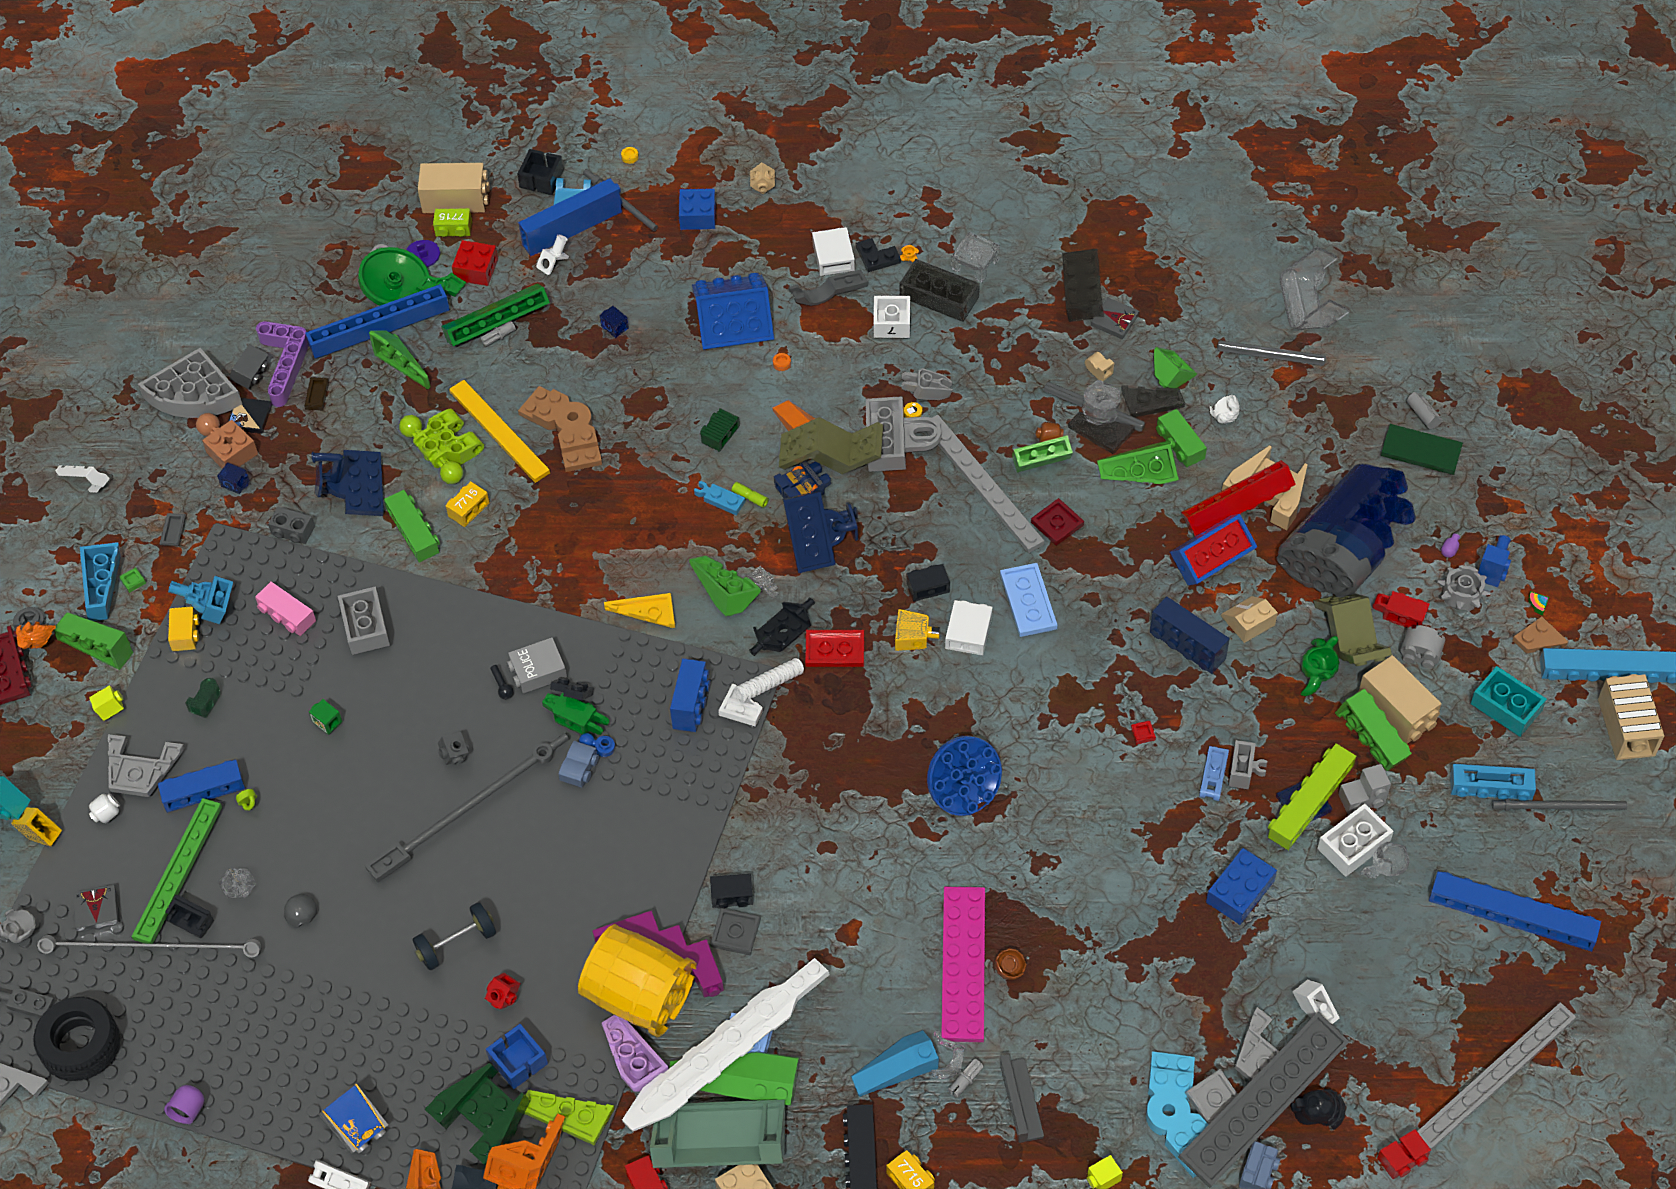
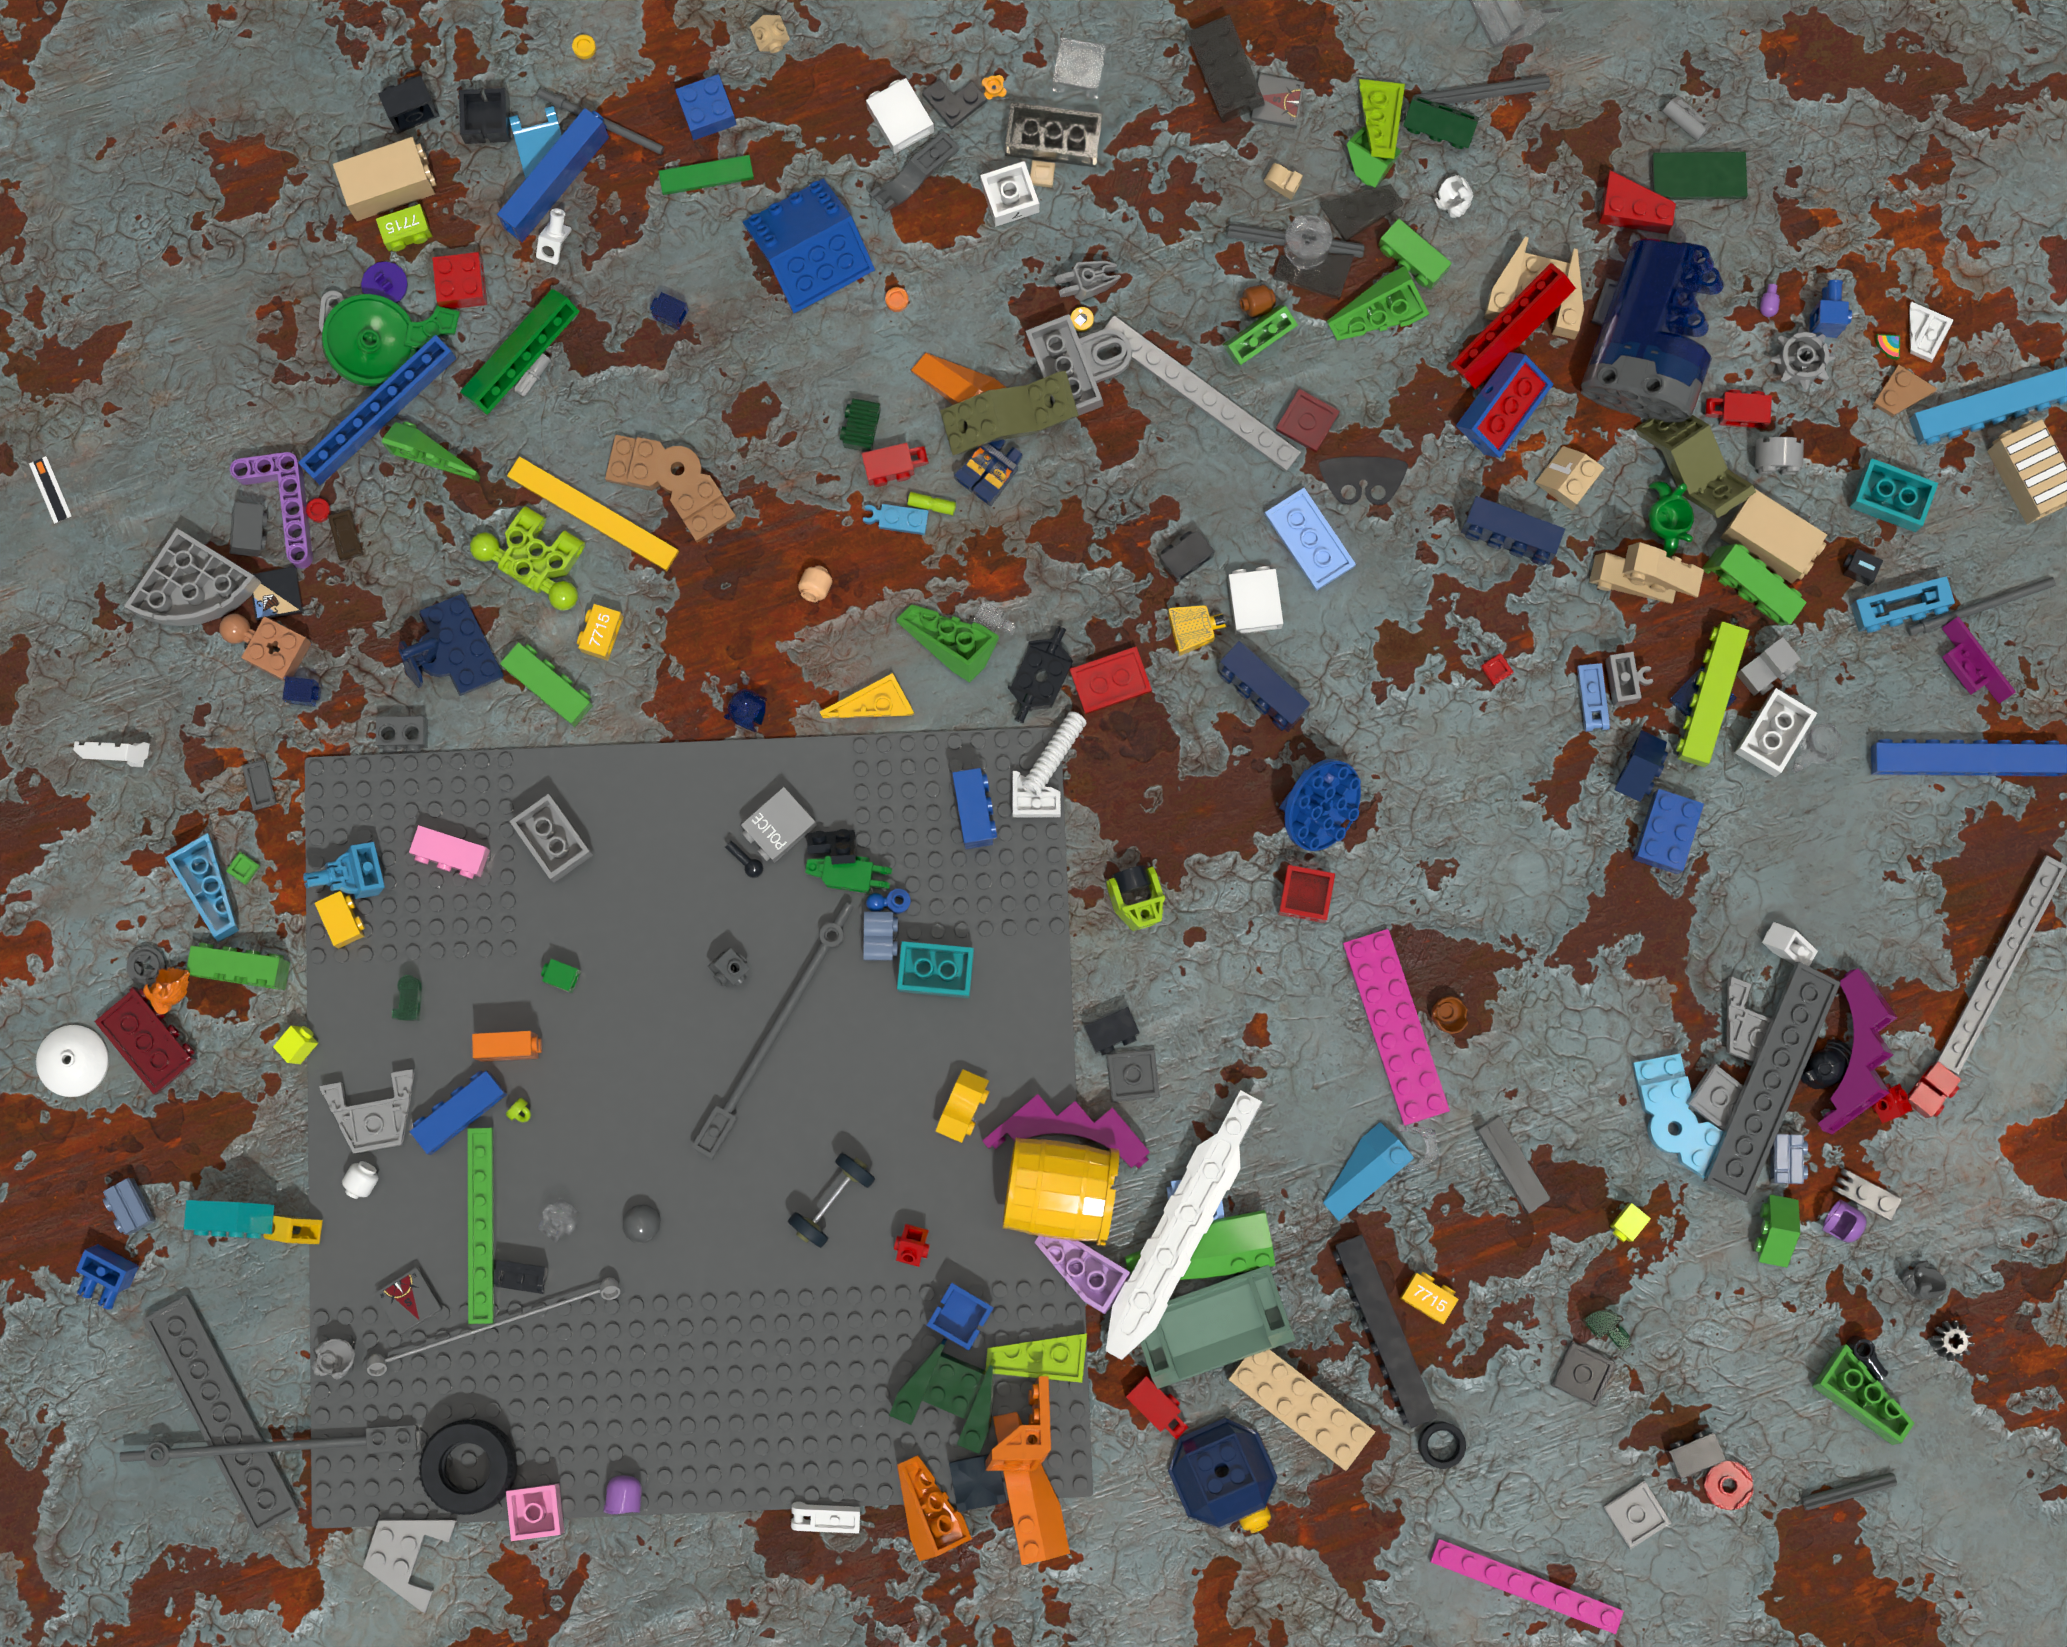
camera: 20 degrees left, 25 degrees up
(111, 1091) = (535, 1512): none -> bright pink brick
(128, 309) = (50, 490): none -> sticker
(259, 747) = (506, 1046): none -> orange brick
(305, 372) = (318, 510): none -> red tile
(354, 1120) = (812, 1448): blue slope -> none
(492, 149) = (408, 104): none -> black brick
(549, 579) = (746, 708): none -> clear blue helmet
(588, 903) = (962, 1106): none -> yellow brick
(611, 798) = (935, 969): none -> teal brick
(639, 519) = (815, 583): none -> light nougat head
(679, 250) = (706, 175): none -> green tile
(732, 459) = (892, 463): none -> brick
(791, 789) = (1132, 880): none -> lime piece
(816, 529) = (1036, 534): dark blue plate -> none
(922, 315) = (1042, 173): none -> tan tile
(927, 839) = (1306, 894): none -> piece
(950, 683) = (1263, 687): none -> dark blue brick
(965, 1078) = (1446, 1163): light grey axle -> none
(1078, 566) = (1351, 470): none -> black piece
(1189, 342) = (1382, 115): none -> lime wing
(1232, 360) = (1440, 122): none -> dark green brick
(1233, 829) = (1642, 766): none -> dark blue brick
(1286, 690) = (1646, 574): none -> tan wedge
(1341, 1123) = (1861, 1083): none -> magenta arch
(1360, 448) = (1635, 206): none -> red wedge
(1363, 1151) = (1893, 1104): none -> red brick
(1467, 746) = (1862, 567): none -> black brick
(1539, 842) = (1973, 664): none -> magenta bracket
(1572, 601) = (1927, 331): none -> white wing

